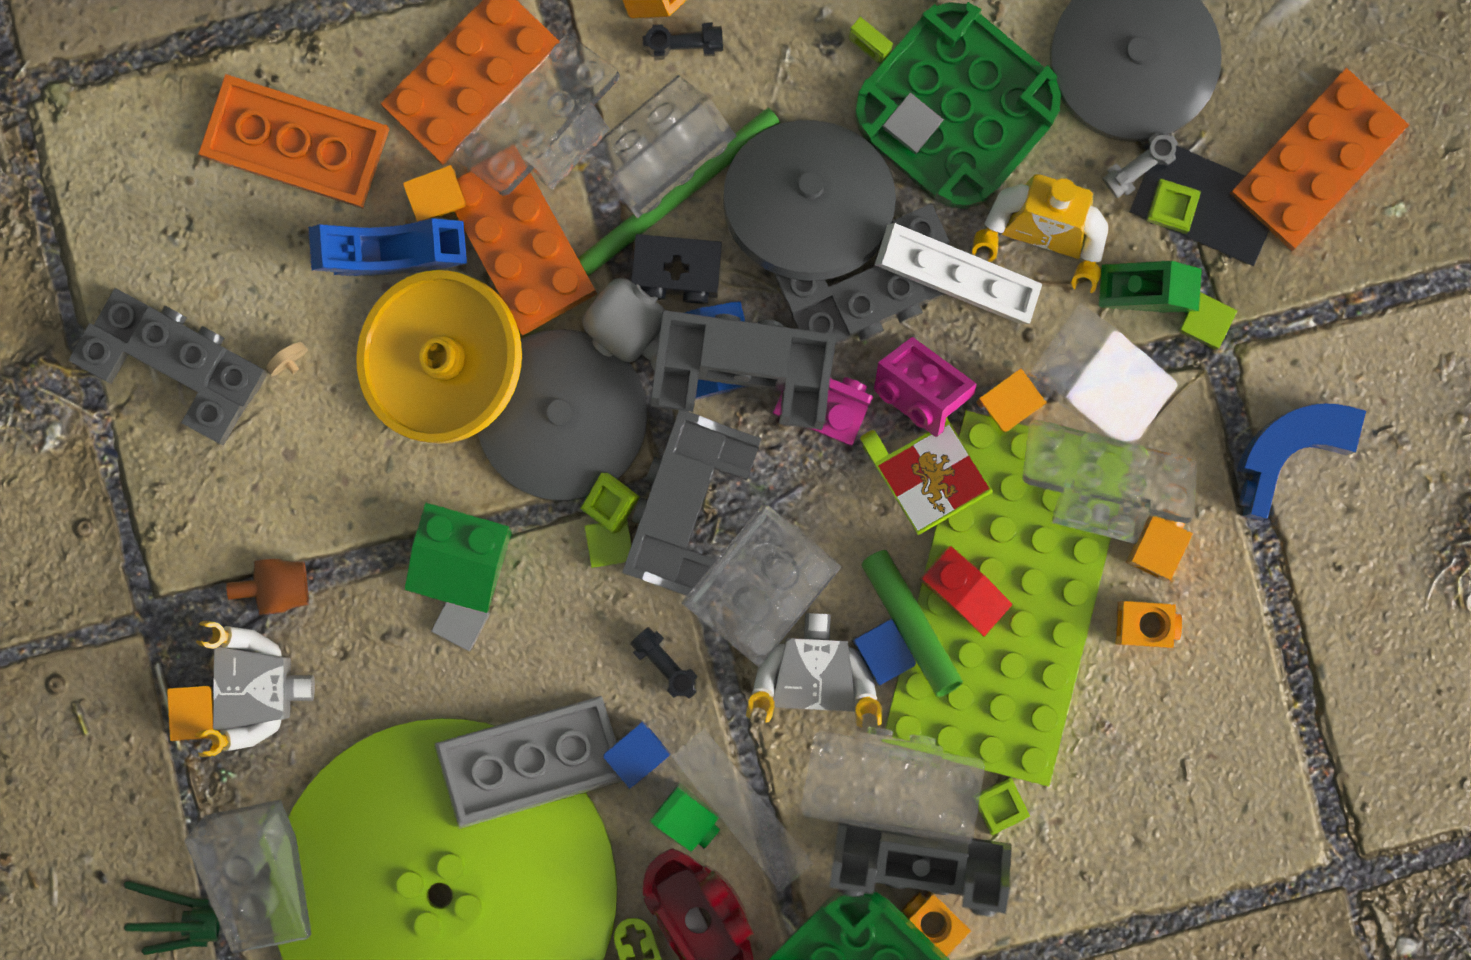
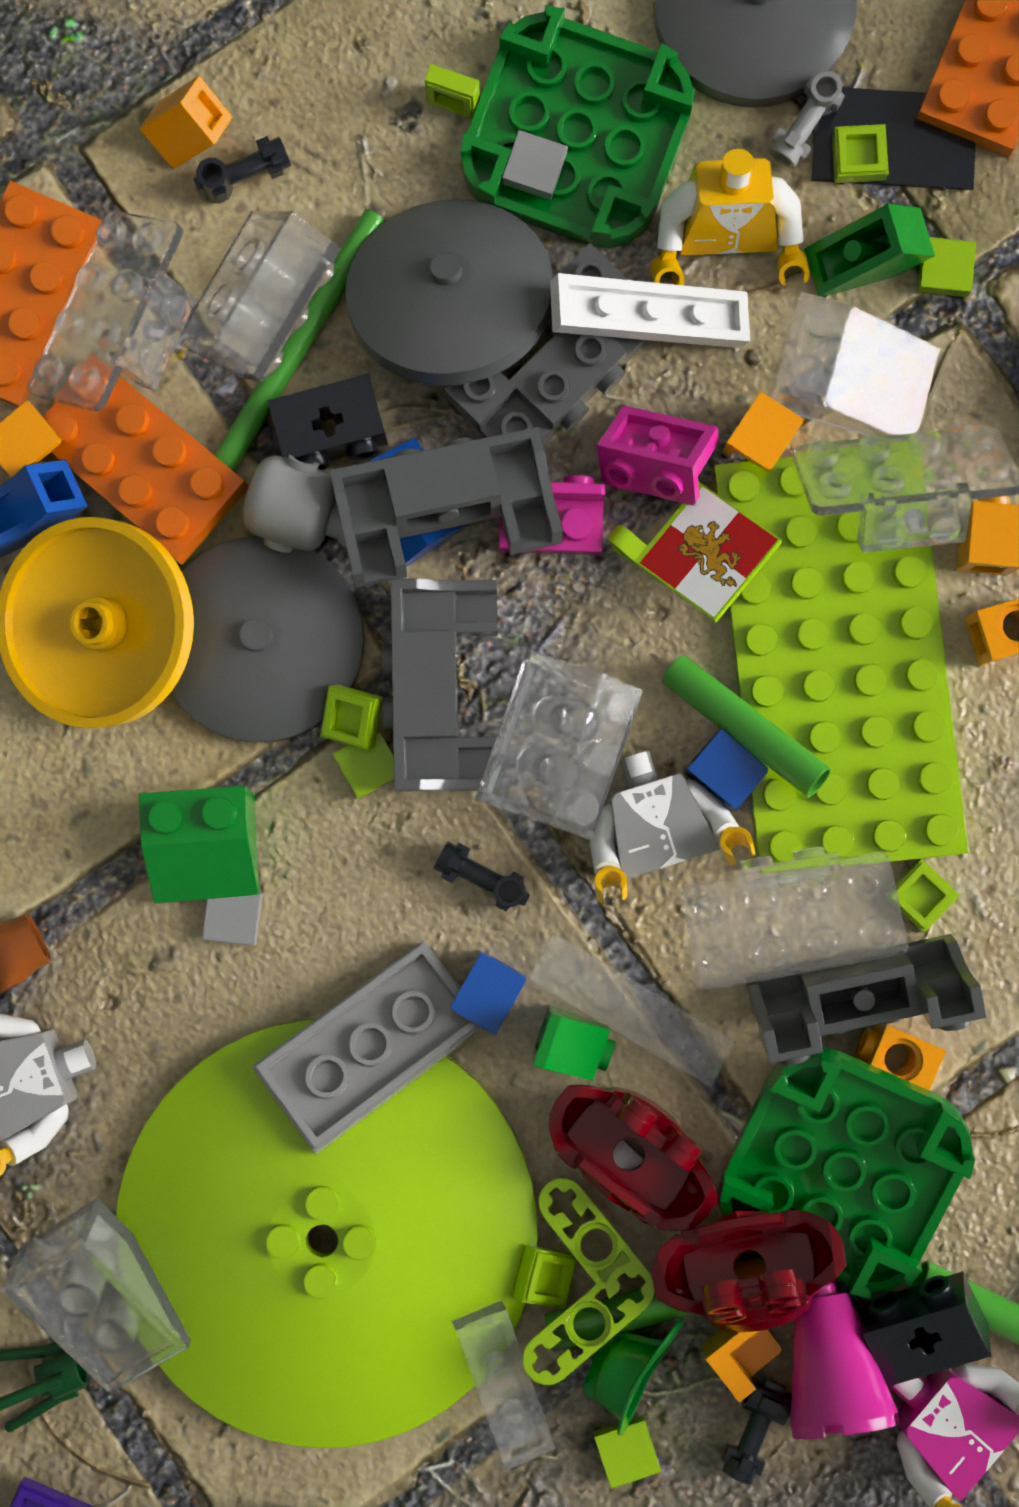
camera: 20 degrees left, 0 degrees up
(966, 590) = (793, 664): red slope -> none

